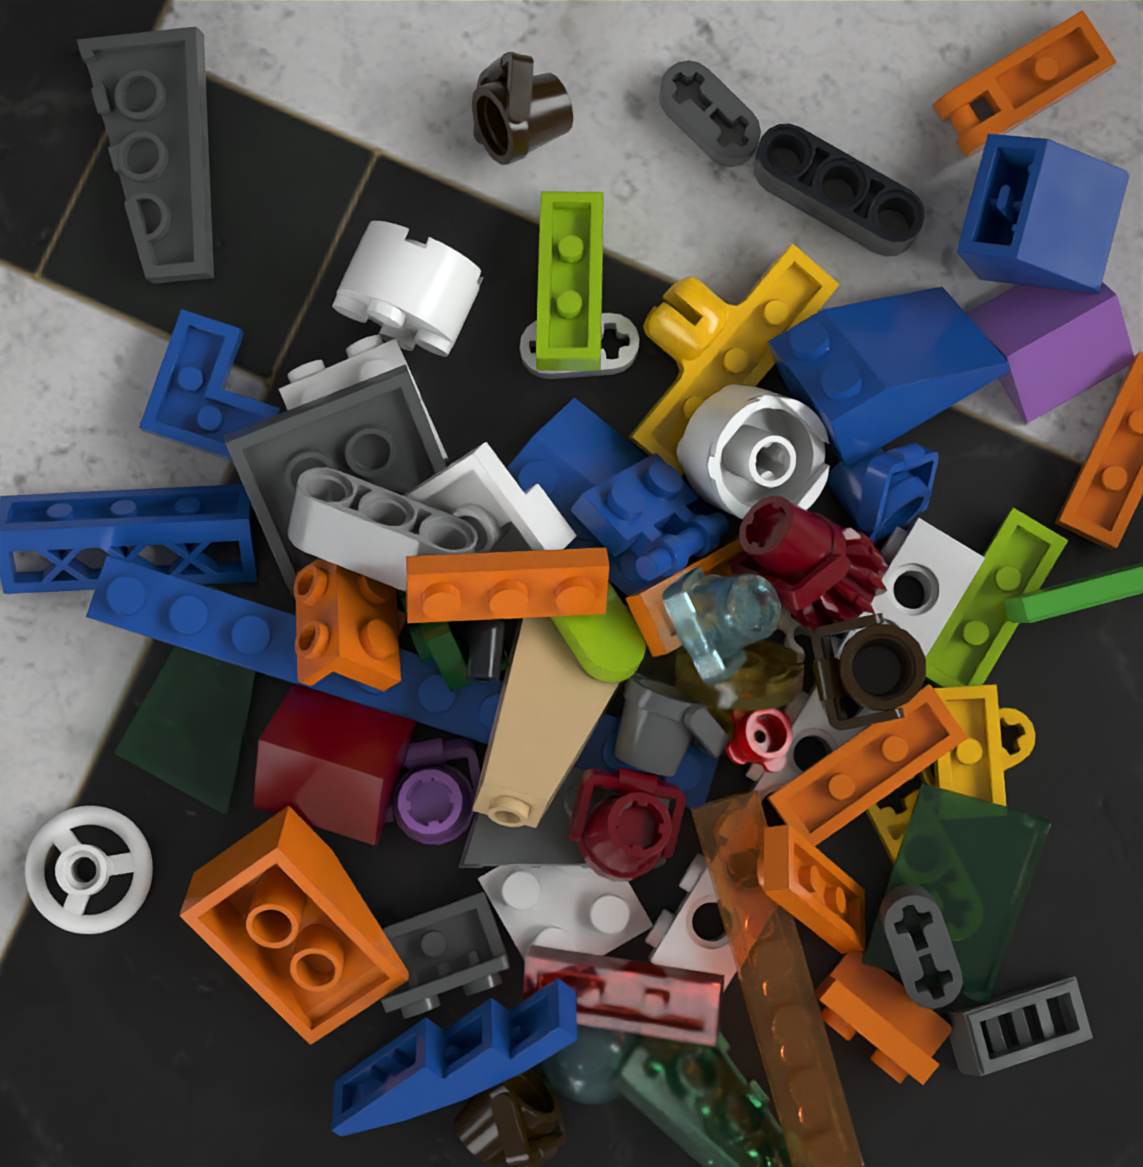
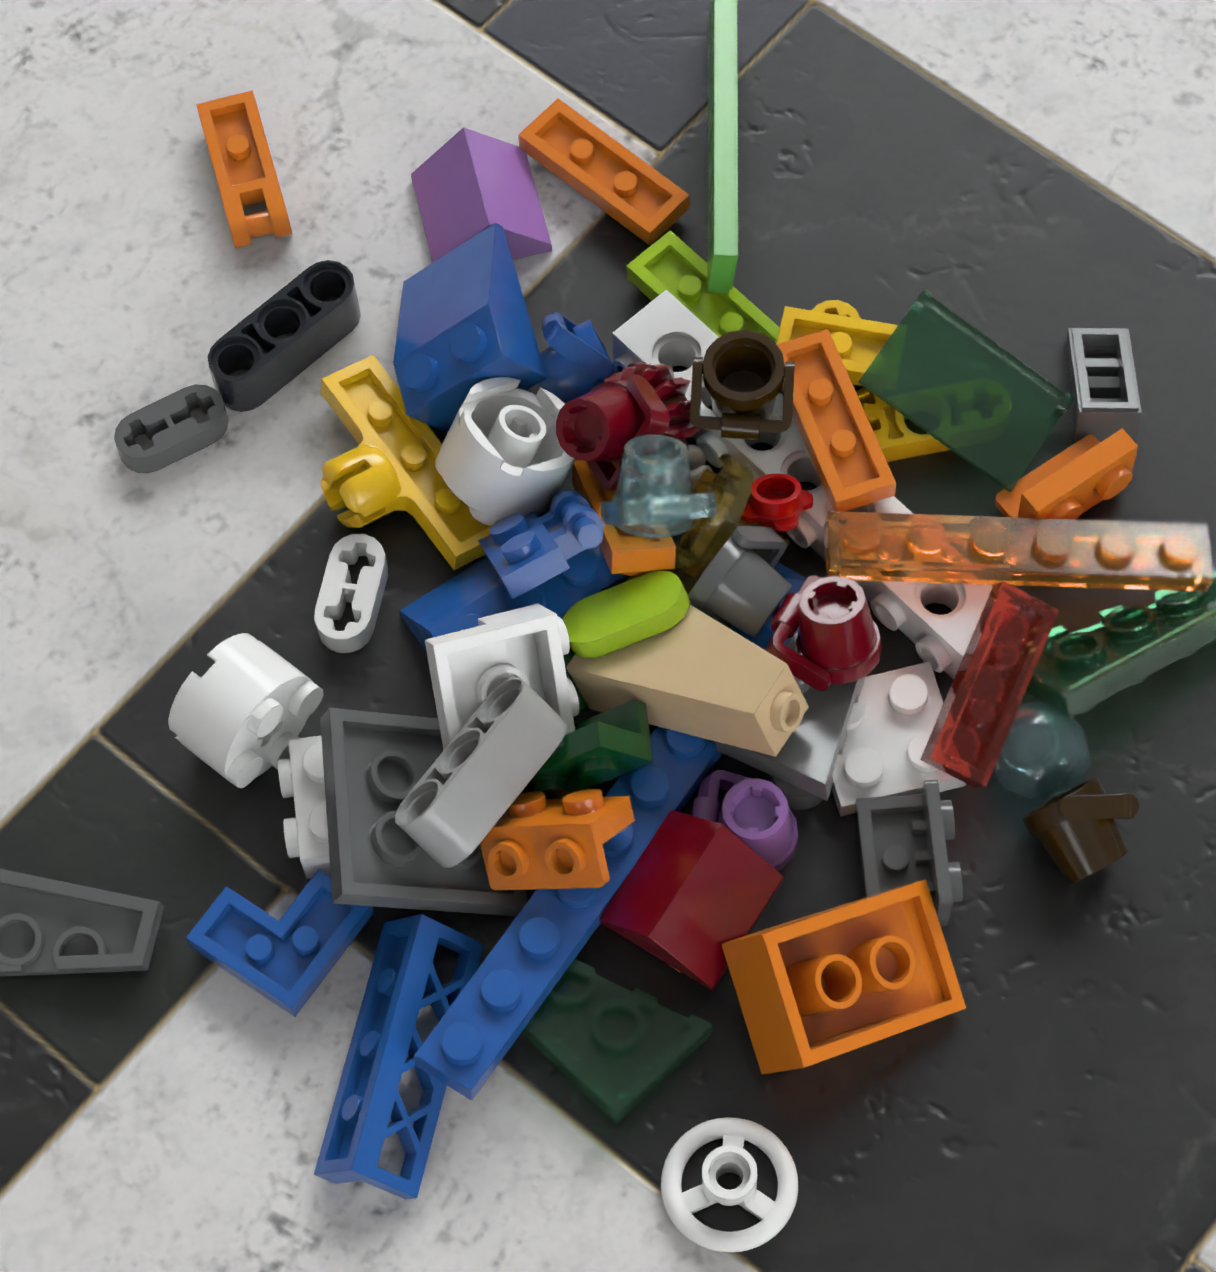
camera: 70 degrees left, 20 degrees down
(441, 1067) = (1020, 870): blue slope -> none
(485, 649) = (614, 709): black arm -> none
(506, 585) = (567, 661): orange plate -> none
(518, 109) = (110, 584): dark brown piece -> none
(570, 281) = (288, 572): lime plate -> none
(812, 888) = (932, 490): orange plate -> none
(907, 950) = (1009, 439): dark grey beam -> none
(1041, 215) = (371, 171): blue slope -> none

